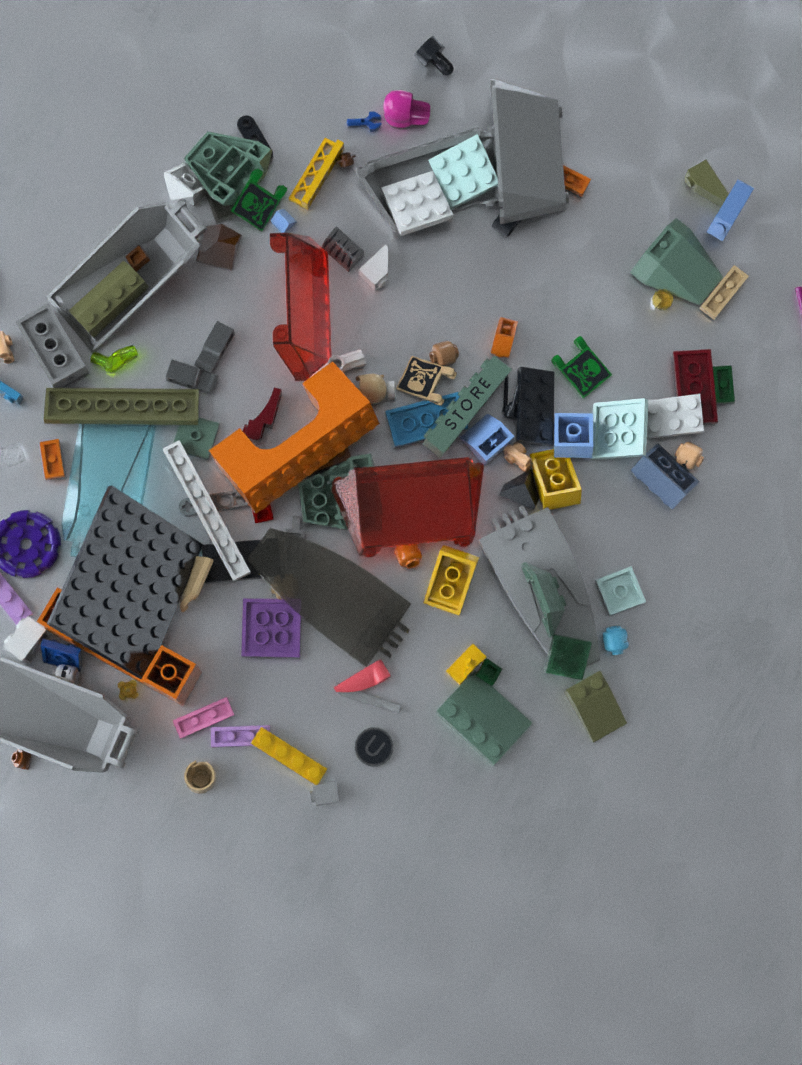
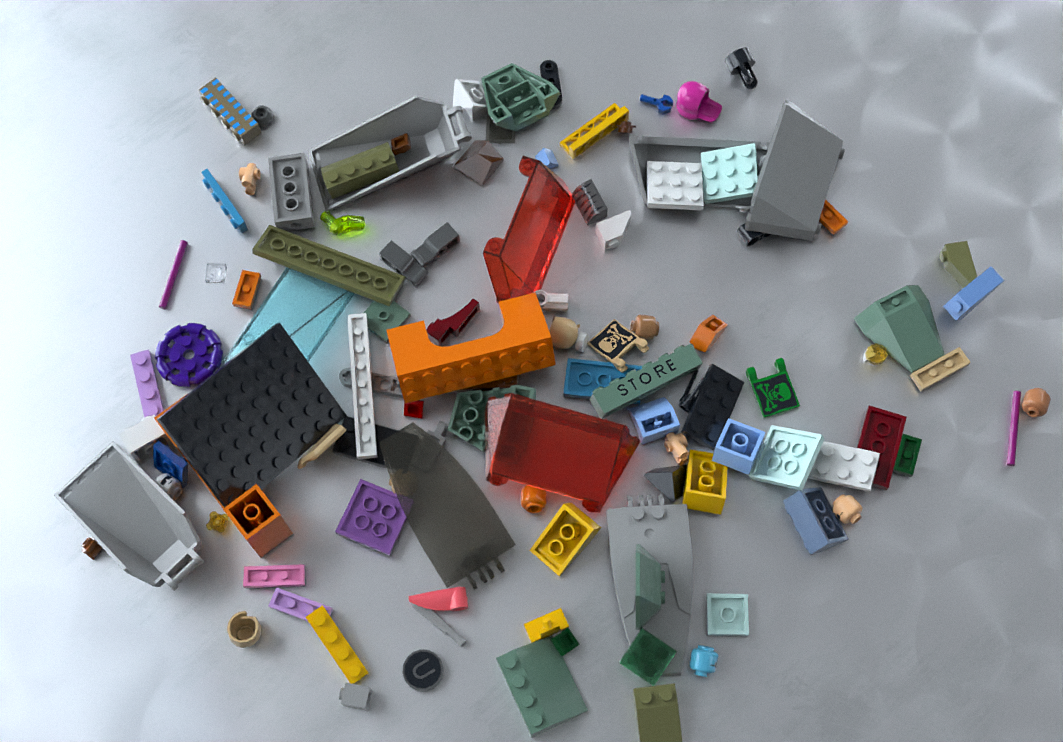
camera: 30 degrees right, 10 degrees down
(256, 203) = (527, 135): flag -> none

